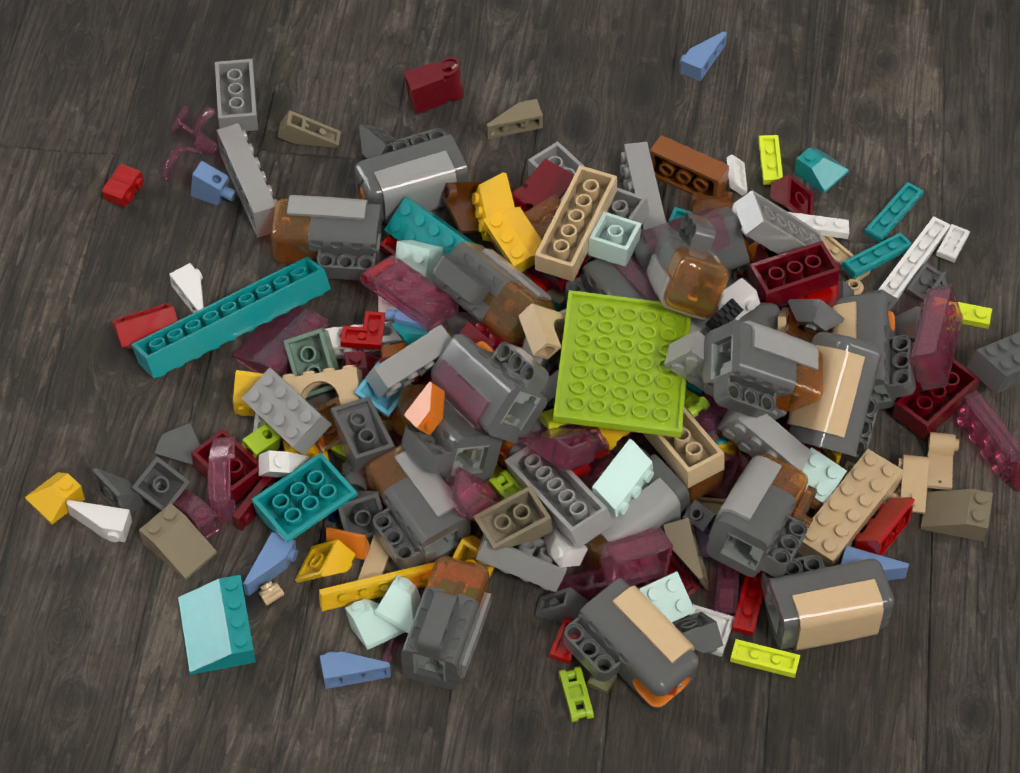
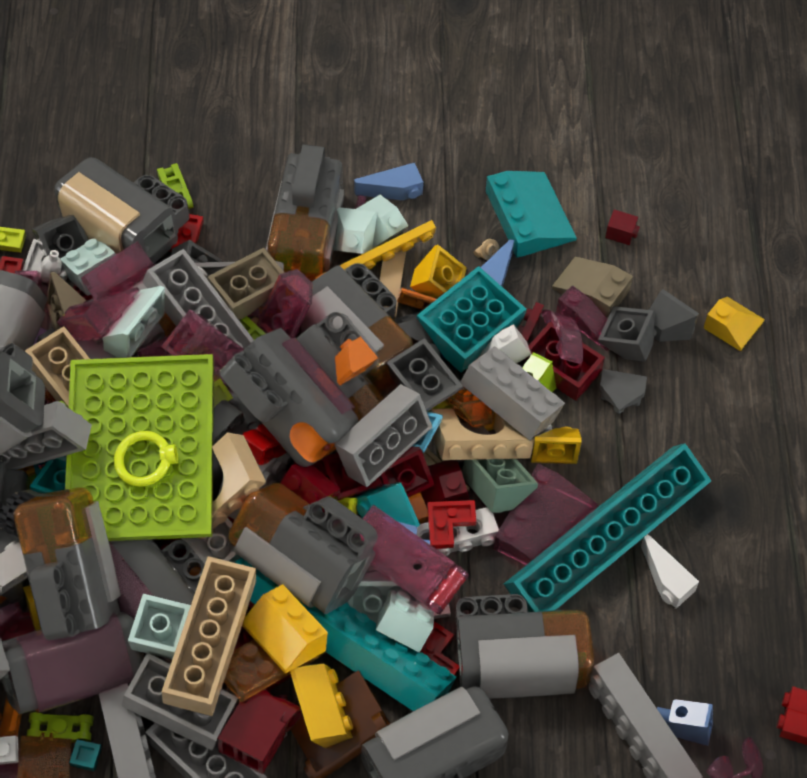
camera: 170 degrees right, 5 degrees up
(106, 521) = (694, 299): white slope -> none
(130, 596) = (622, 227): none -> dark red brick
(143, 323) = (707, 525): red slope -> none
(600, 338) = (167, 453): none -> neon yellow piece
(655, 488) = (95, 316): none -> clear pink slope
(703, 599) = (50, 264): none -> white plant

